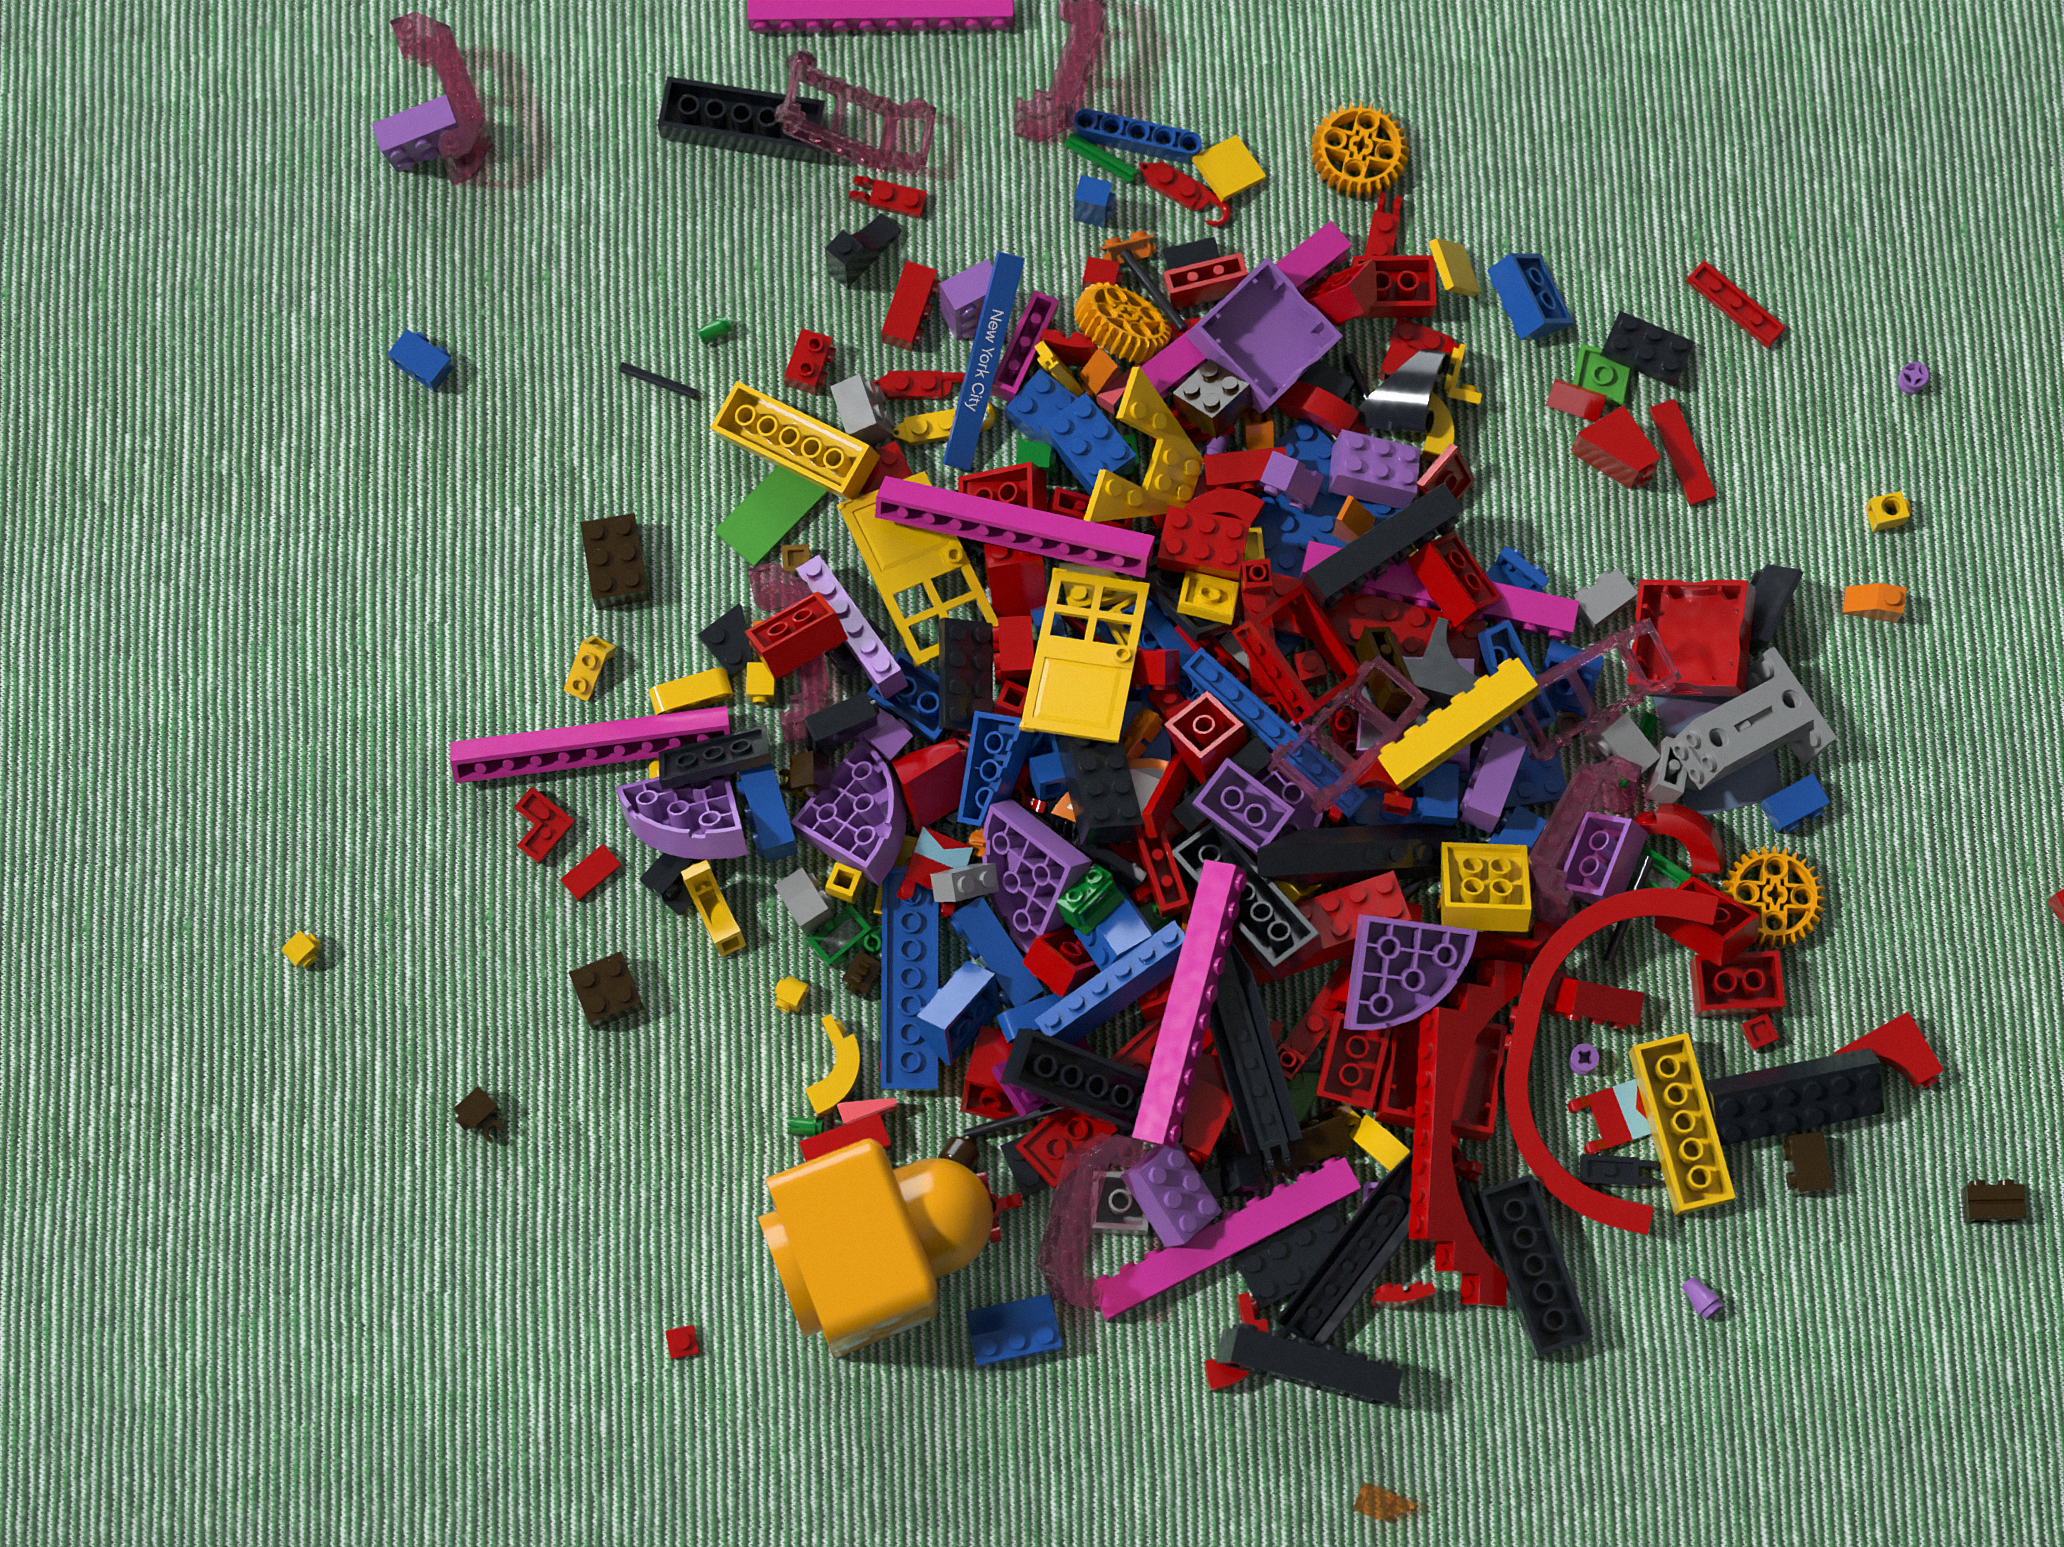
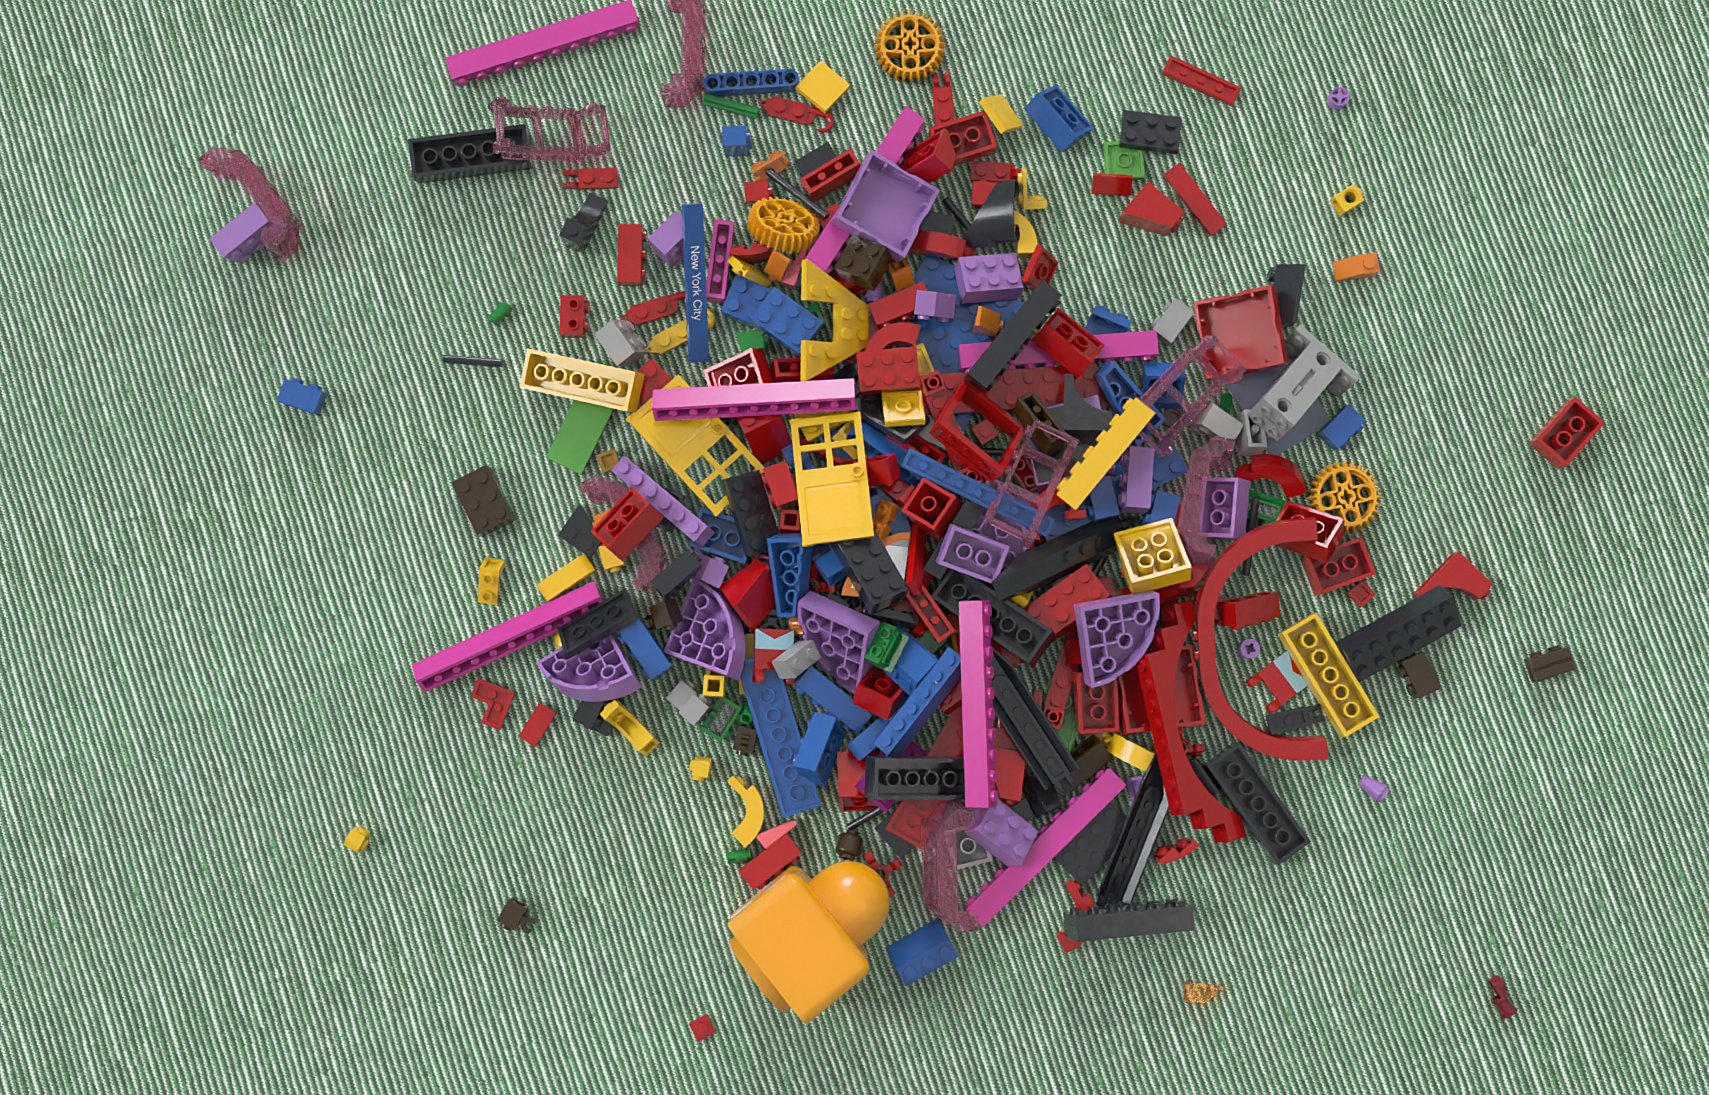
camera: 15 degrees left, 10 degrees up
(606, 990) = (574, 804): dark brown brick -> none

